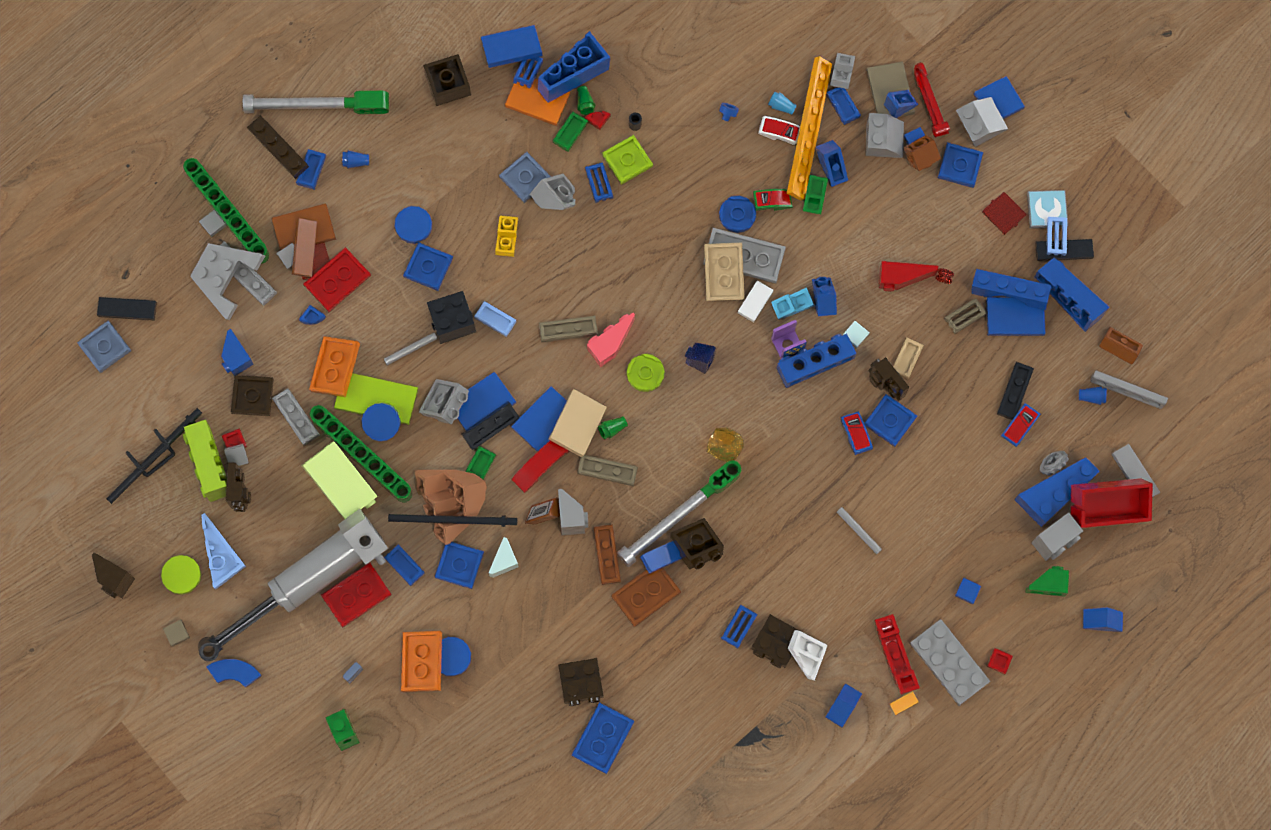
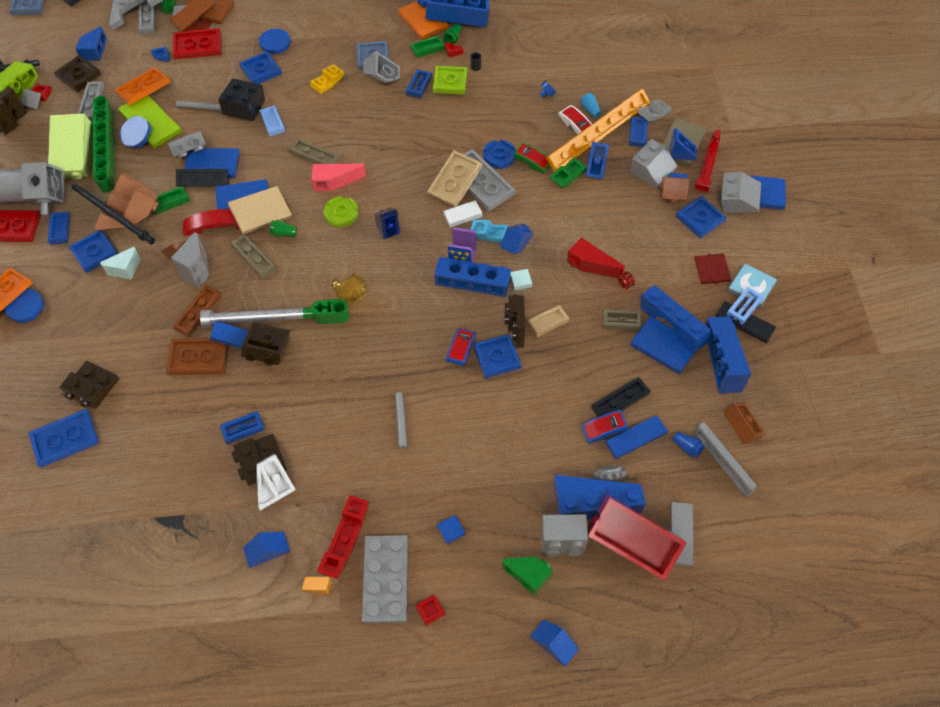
camera: 40 degrees right, 15 degrees down
(1049, 416) = (636, 437): none -> blue tile

